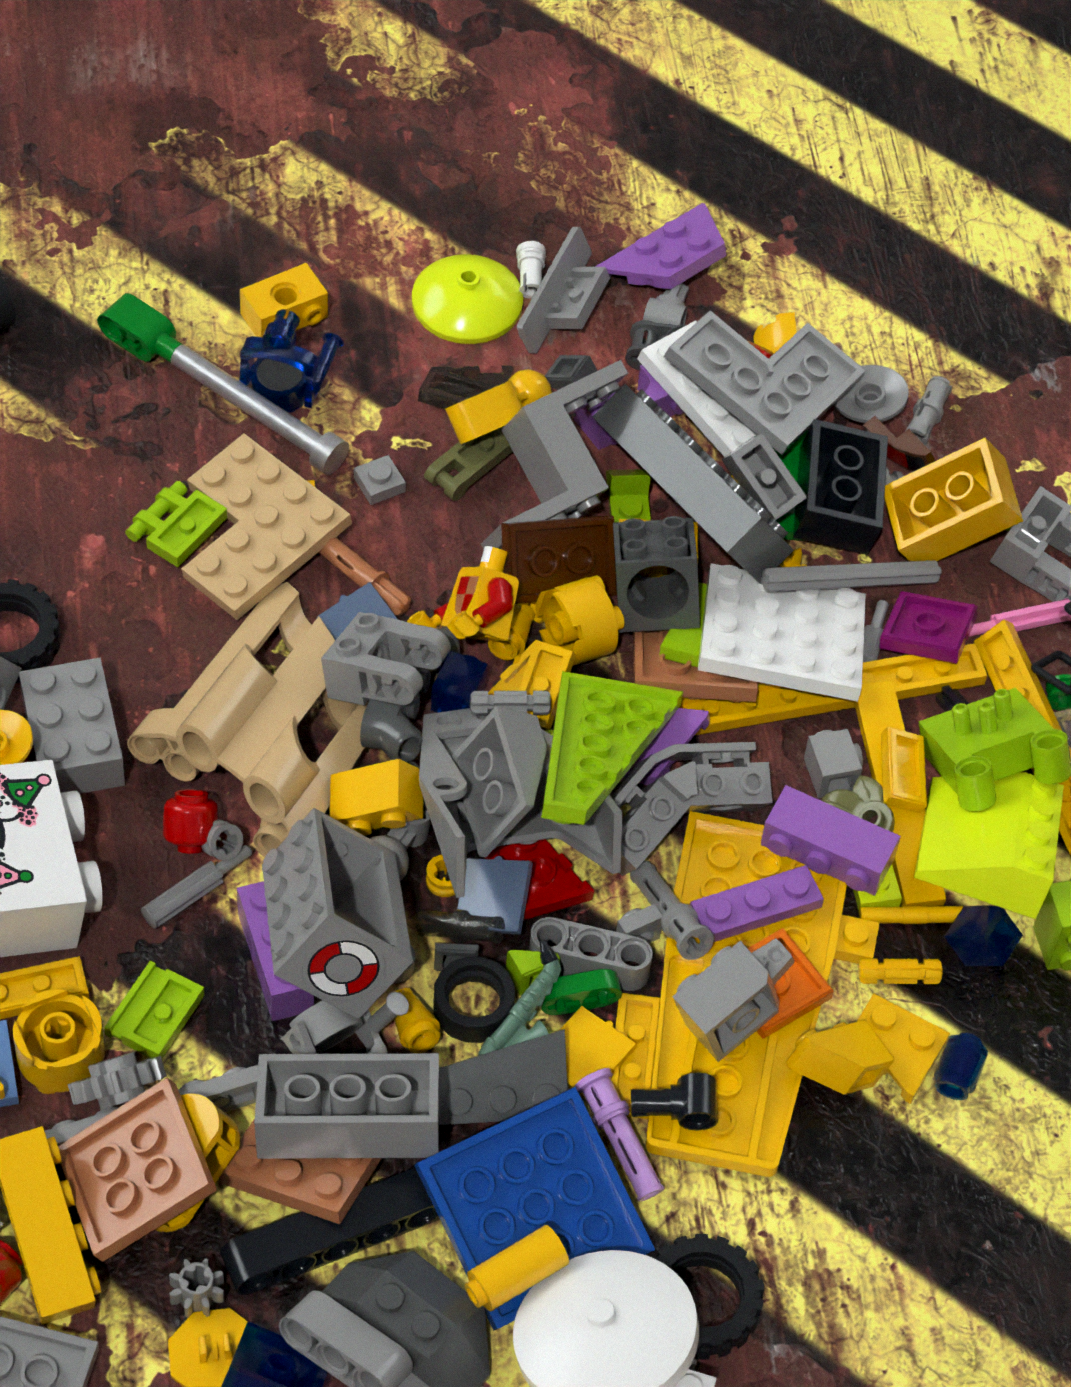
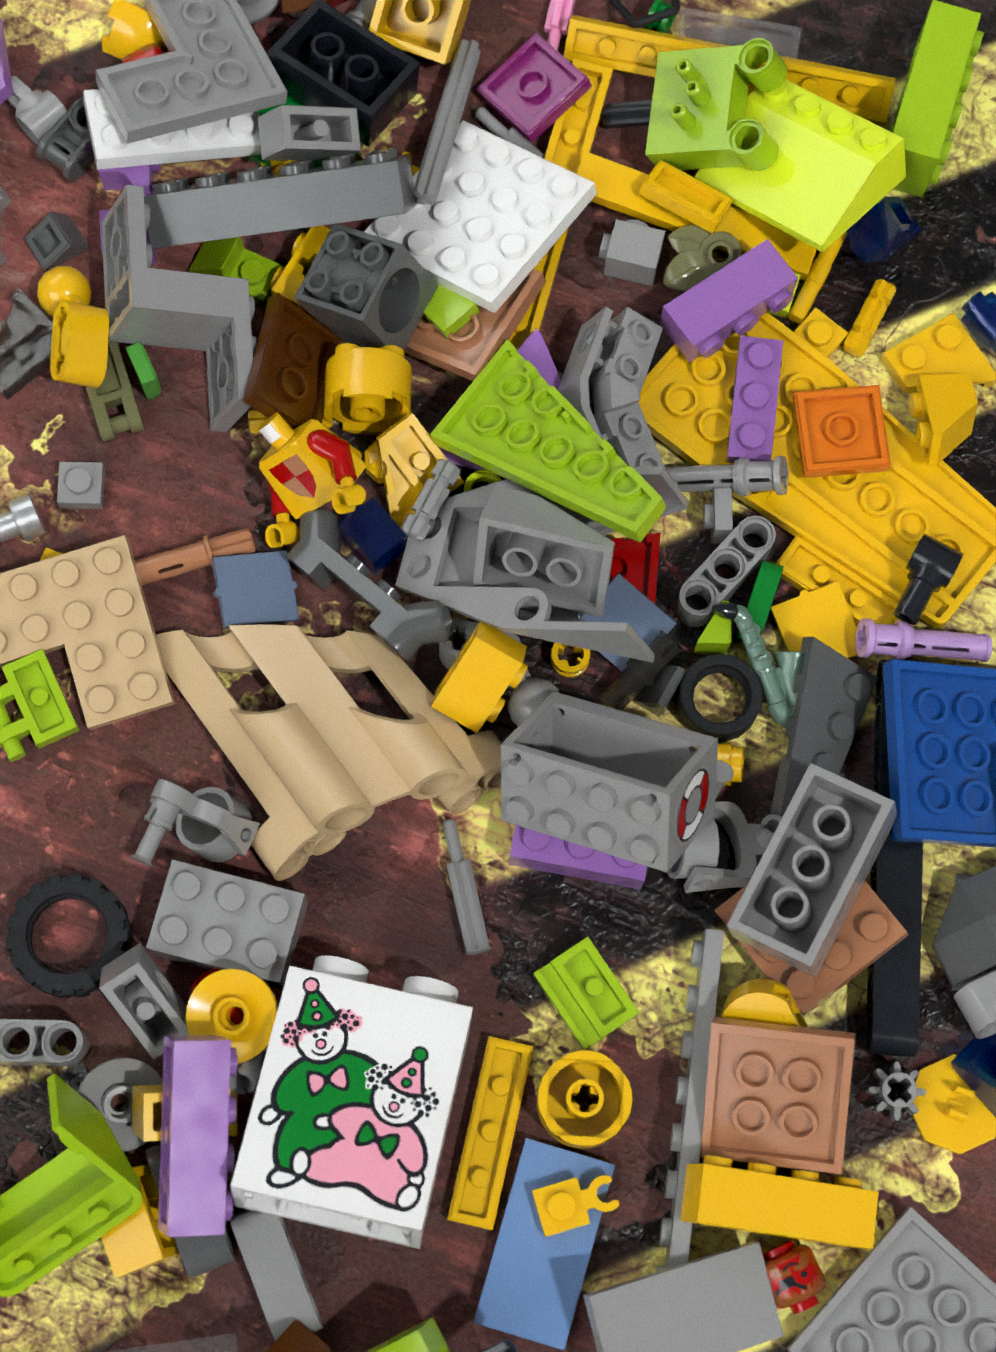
camera: 60 degrees left, 20 degrees up
(116, 1080) = (661, 1066): light grey gear -> none
(148, 678) = (204, 821): none -> light grey piece
(189, 819) = (399, 861): red head -> none
(231, 846) = (435, 842): light grey bush -> none
(378, 657) = (307, 597): light grey brick -> none
(498, 473) = (144, 370): none -> bright green tile
(733, 995) = (867, 471): light grey hinge -> none

